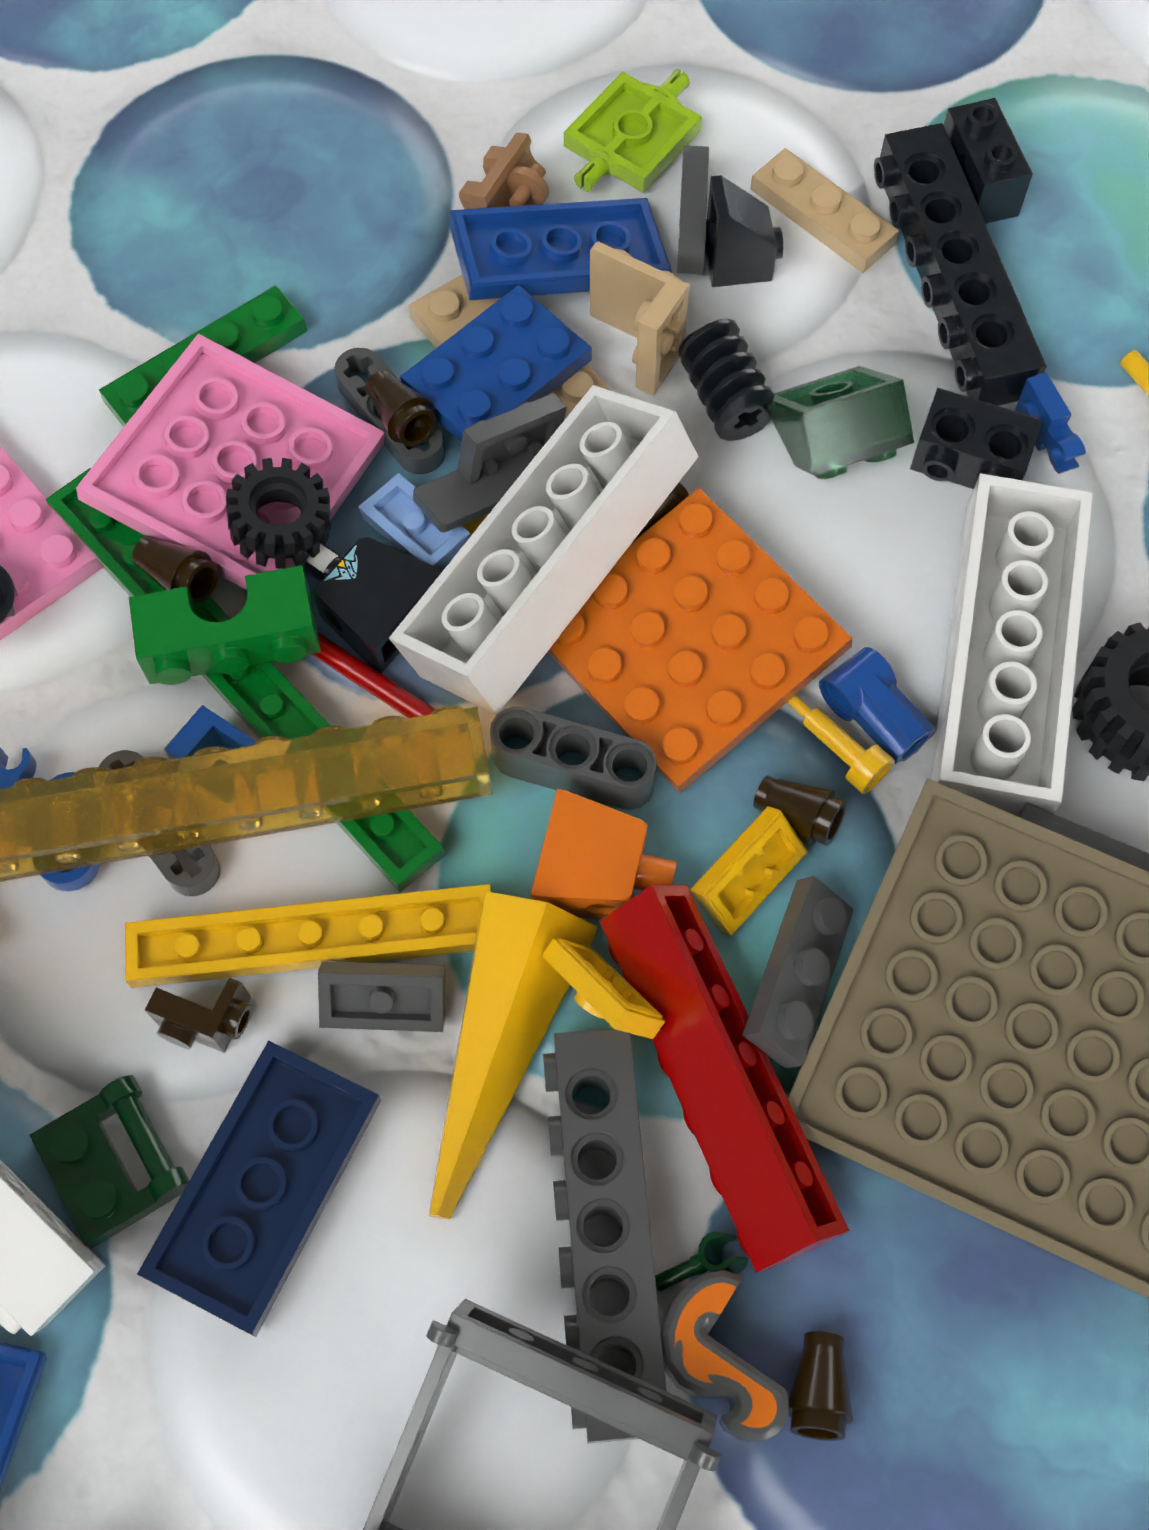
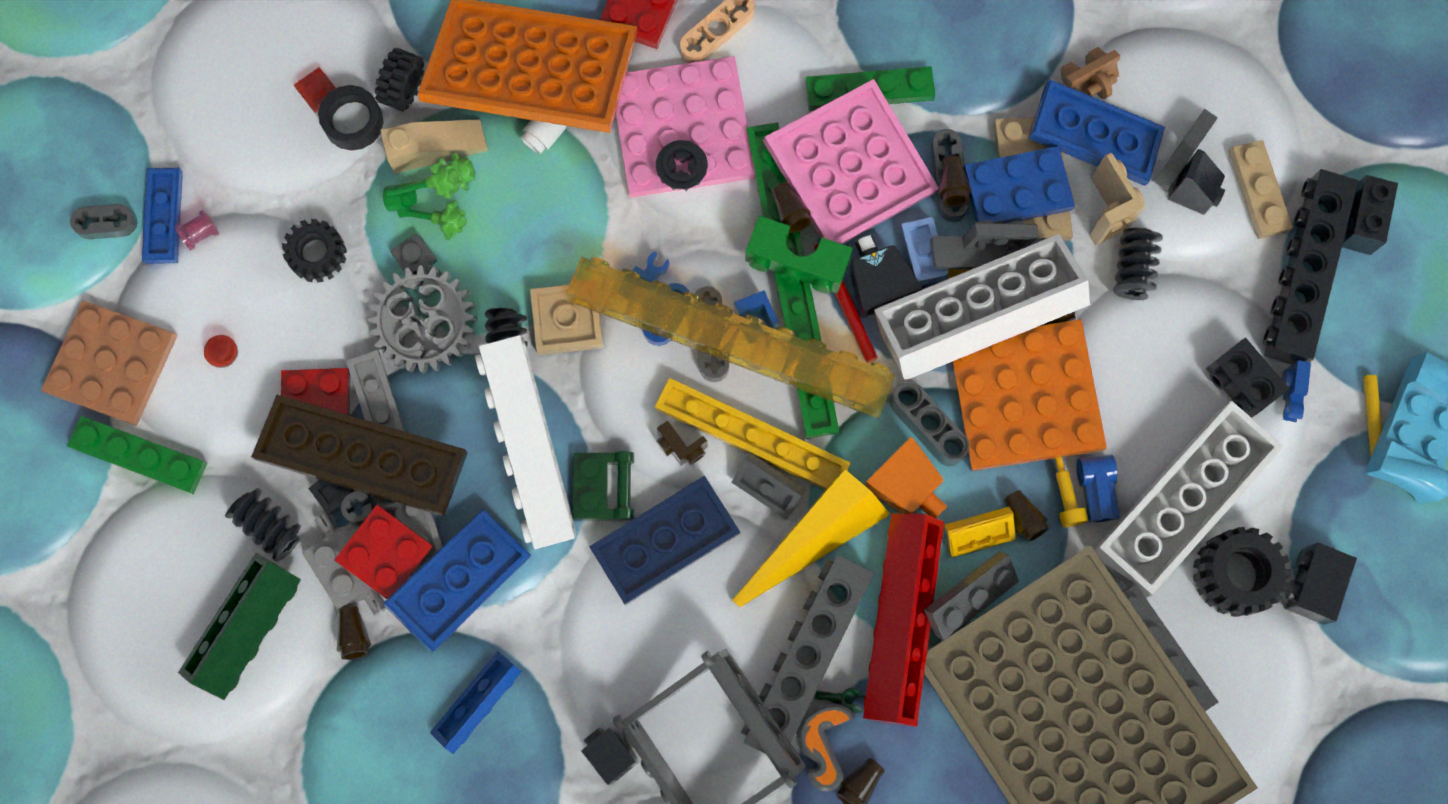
camera: 30 degrees right, 10 degrees up
(278, 485) = (865, 192): black tyre -> none
(603, 989) = (872, 547): yellow plate -> none
(632, 131) = (1183, 80): lime plate -> none
(842, 420) = (1184, 321): clear green slope -> none

